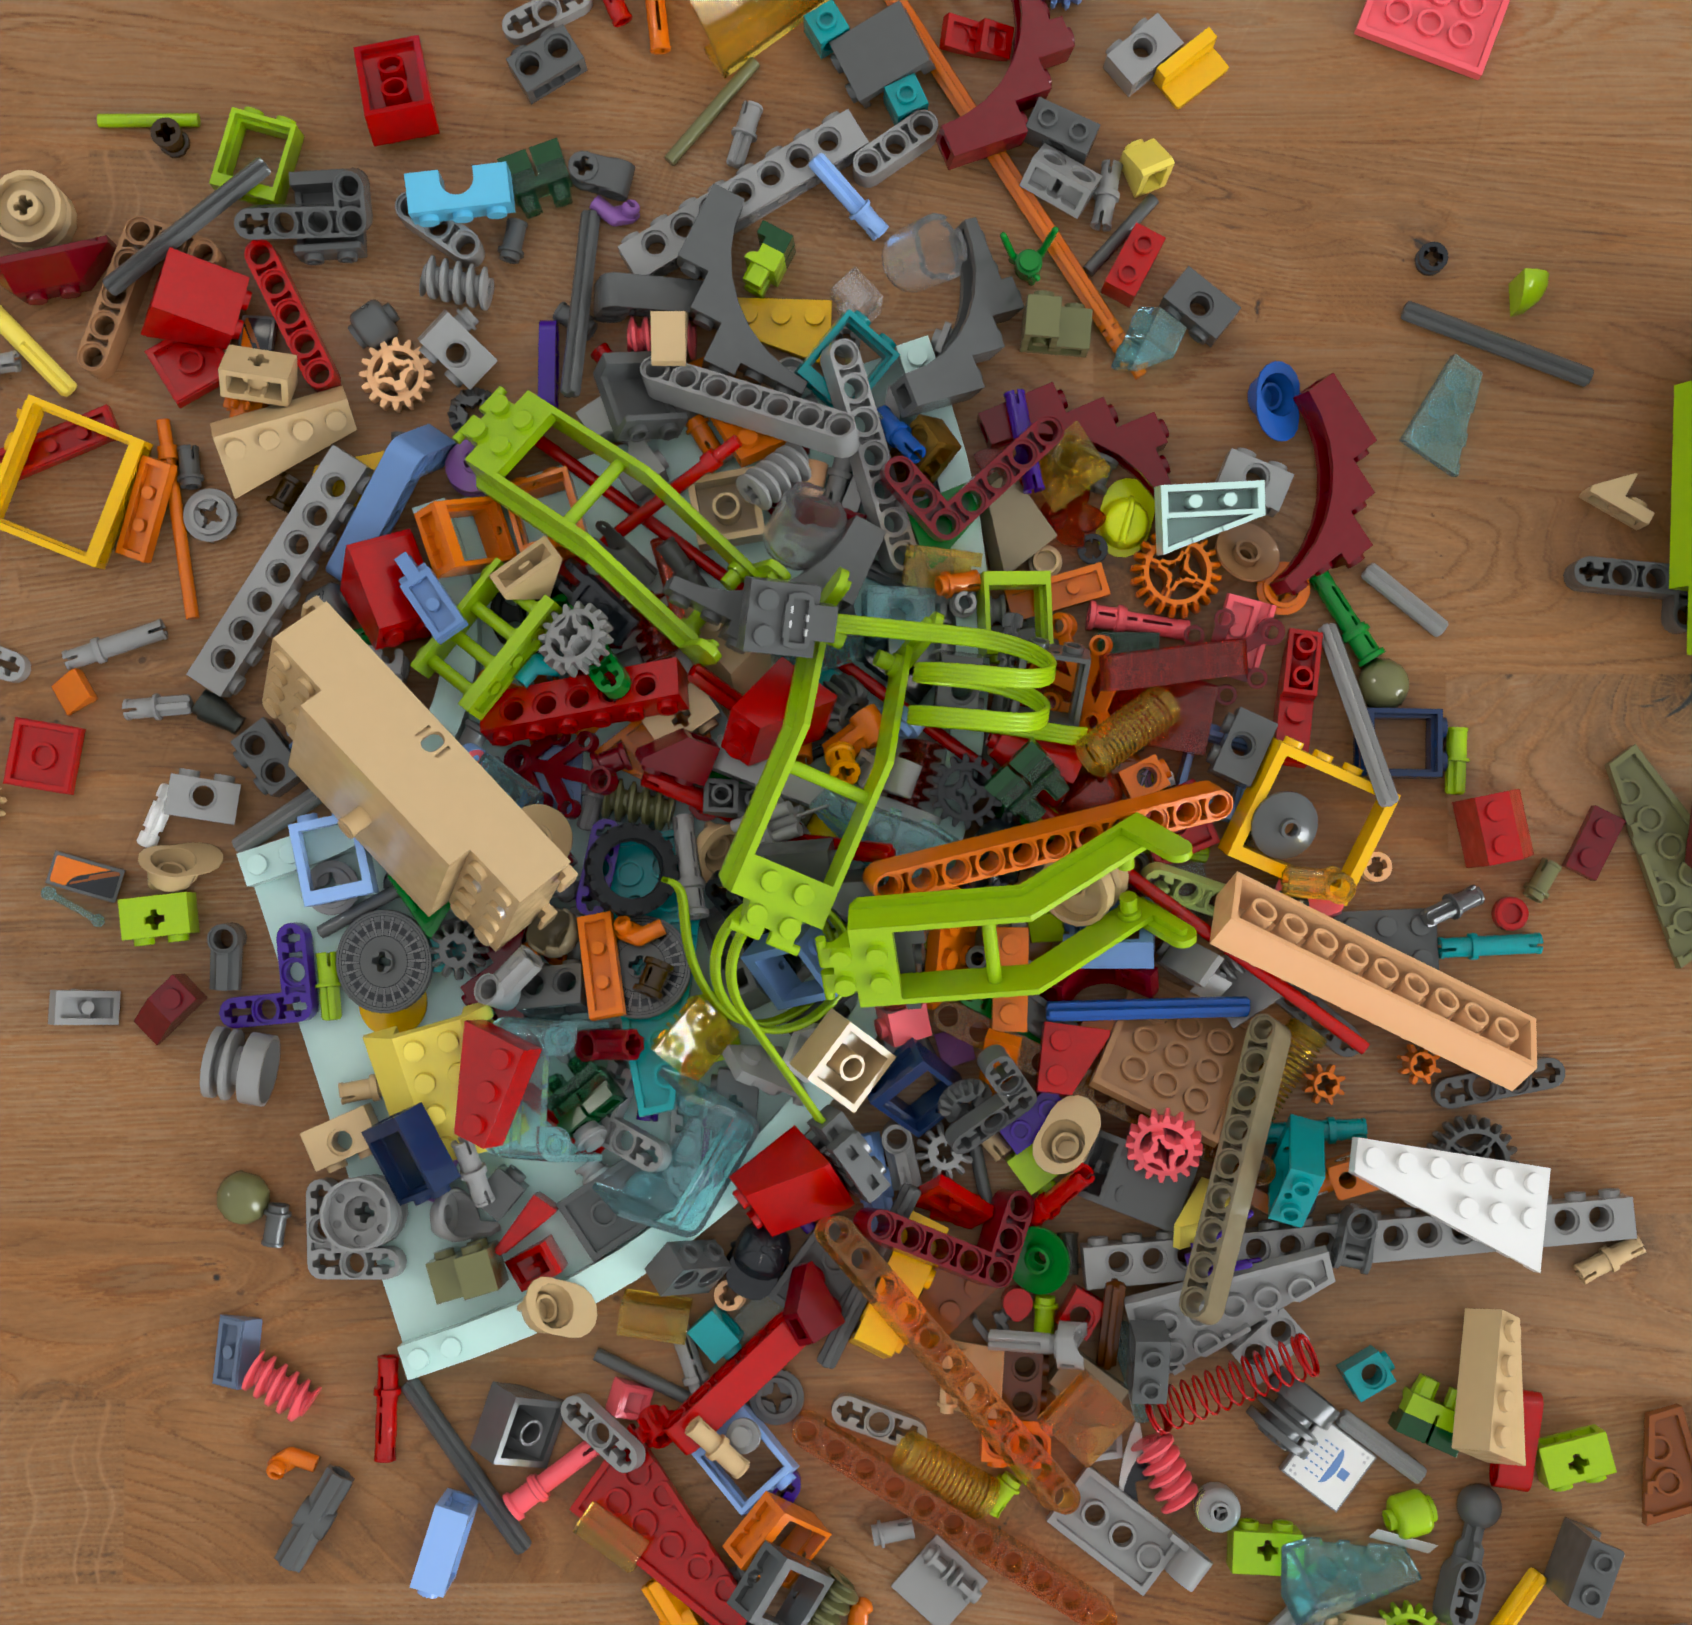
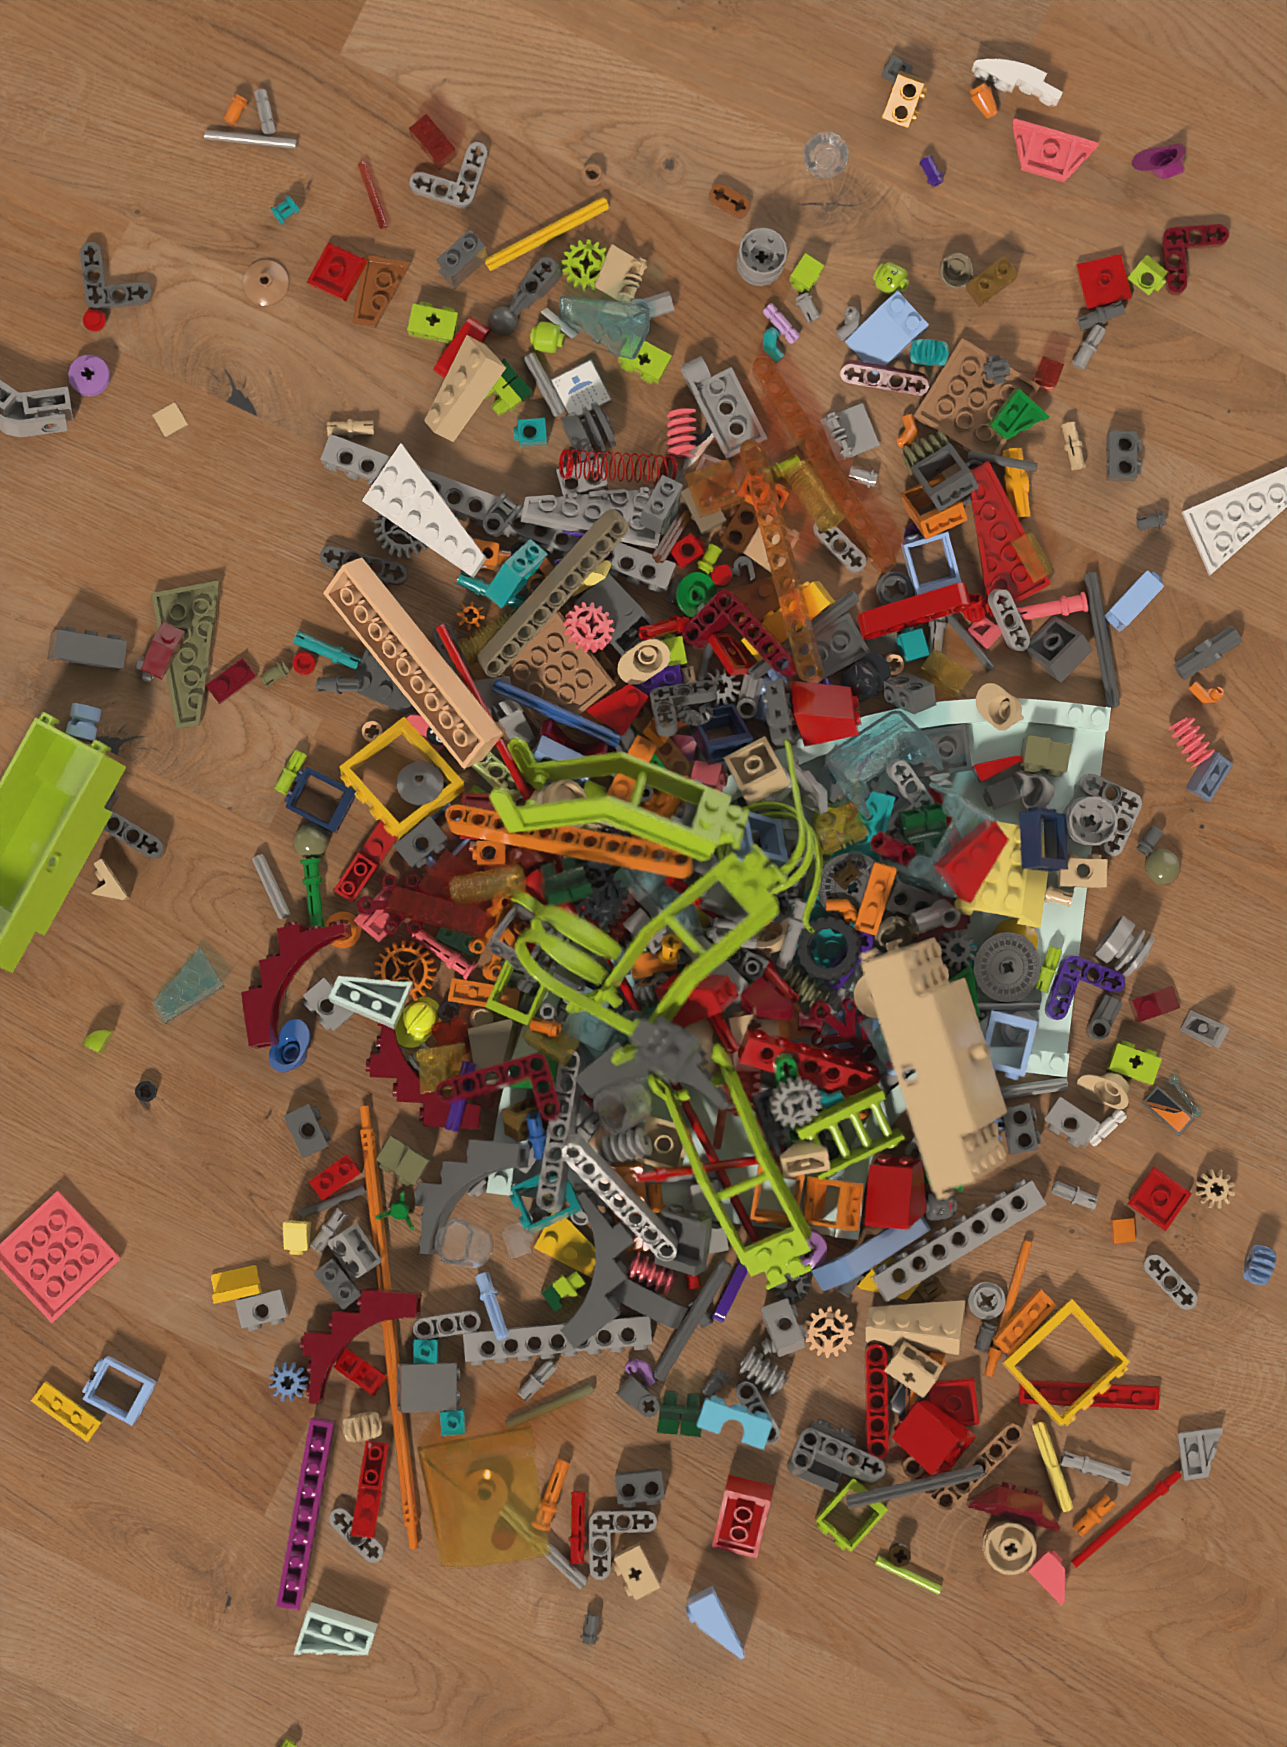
camera: 155 degrees left, 0 degrees up
(101, 649) = (1092, 1248): light grey pin -> none
(217, 712) = (1039, 1173): pearl dark grey cone -> none
(374, 324) = (827, 1371): dark grey head -> none
(386, 1408) = (1133, 698): red pin -> none
(430, 599) = (872, 1171): medium blue hinge -> none
(473, 1172) = (1011, 812): light grey pin -> none
(537, 1261) = (1001, 741): red slope -> none
(589, 1136) = (931, 799): light grey plate -> none
(626, 554) = (741, 1144): dark grey piece -> none
(669, 338) = (648, 1266): tan slope -> none
(679, 562) = (708, 1120): dark grey pin -> none
(717, 1447) = (942, 578): tan pin -> none
(744, 1435) = (924, 577): light grey plate -> none
(809, 1305) = (847, 634): dark red slope -> none
(1062, 1344) = (706, 539): light grey piece -> none
(1149, 340) = (350, 1123): clear light blue slope -> none
(1210, 1498) = (661, 405): light grey head -> none
(1257, 547) = (345, 960): medium nougat dish -> none
(1316, 883) = (418, 739): clear yellow piece -> none
(1358, 716) = (339, 828): light grey axle -> none
(1410, 1060) = (411, 605): orange gear -> none
(1493, 829) = (288, 718): red slope -> none
(1497, 344) = (132, 1018): dark grey axle -> none

